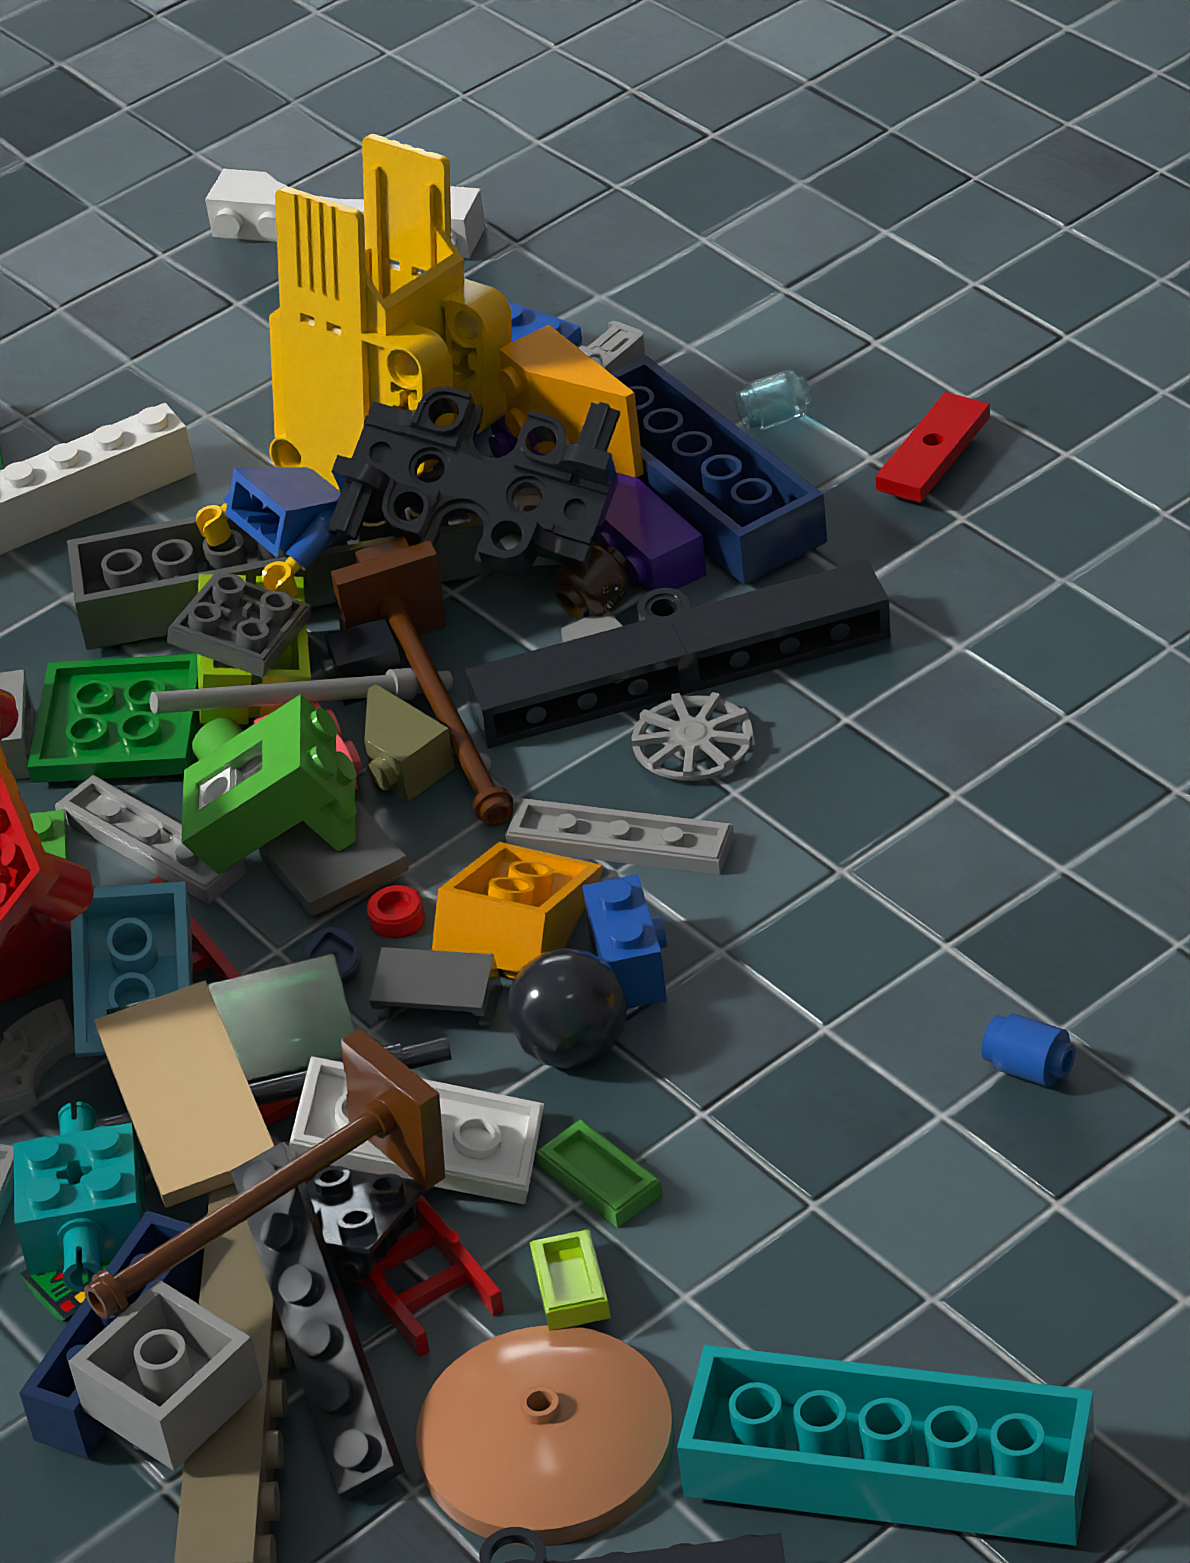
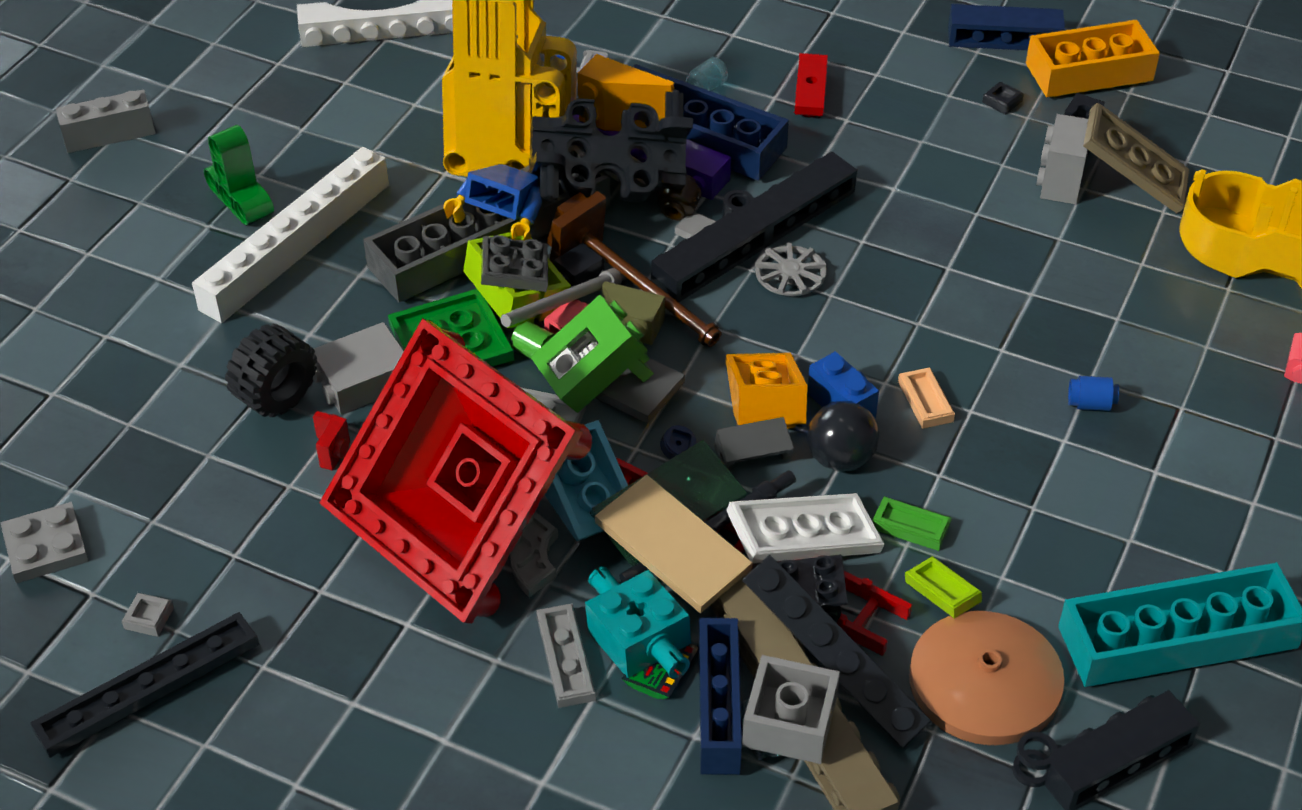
camera: 30 degrees left, 5 degrees up
(384, 1106) = (813, 519): reddish brown tile -> none
(395, 911) = (692, 408): red tile -> none
(621, 836) = (789, 334): light grey tile -> none
(762, 988) = (926, 398): none -> light nougat tile

